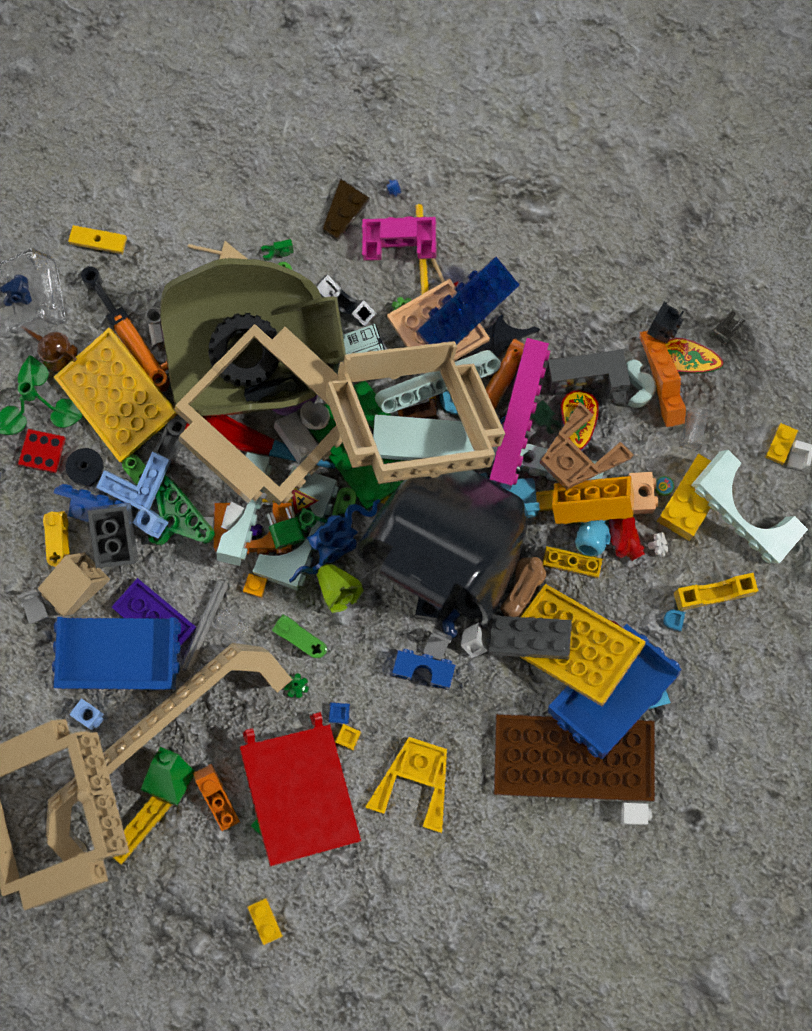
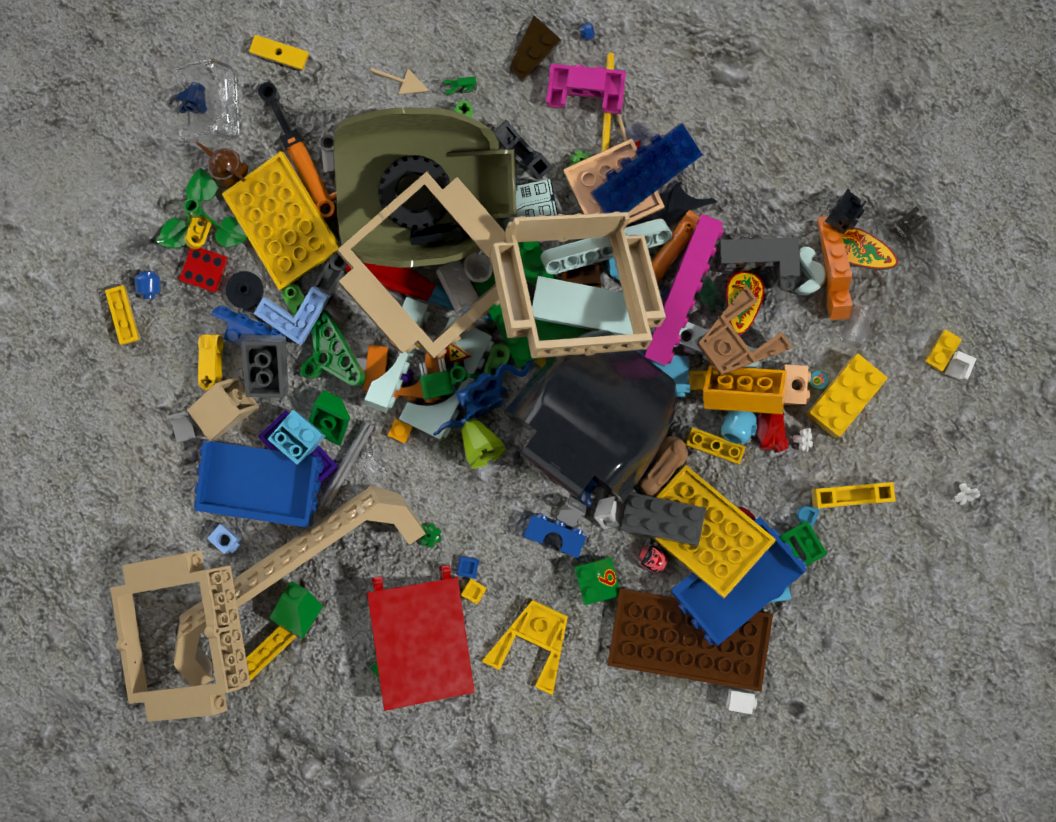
camera: 10 degrees right, 10 degrees up
(32, 415) = (198, 232): none -> yellow plate
(150, 522) = (306, 362): light blue brick -> none
(151, 600) = (296, 437): none -> medium azure slope
(182, 580) = (330, 417): none -> green slope
(216, 797) = (340, 633): orange slope -> none
(232, 515) = (384, 361): white cone -> none
(265, 921) = (374, 756): yellow plate -> none
(292, 632) = (437, 488): bright green piece -> none
(471, 709) = (597, 581): none -> green slope
(526, 680) = (653, 558): none -> head
(677, 643) = (807, 540): none -> green plate
(716, 487) = (870, 392): light aqua arch -> none

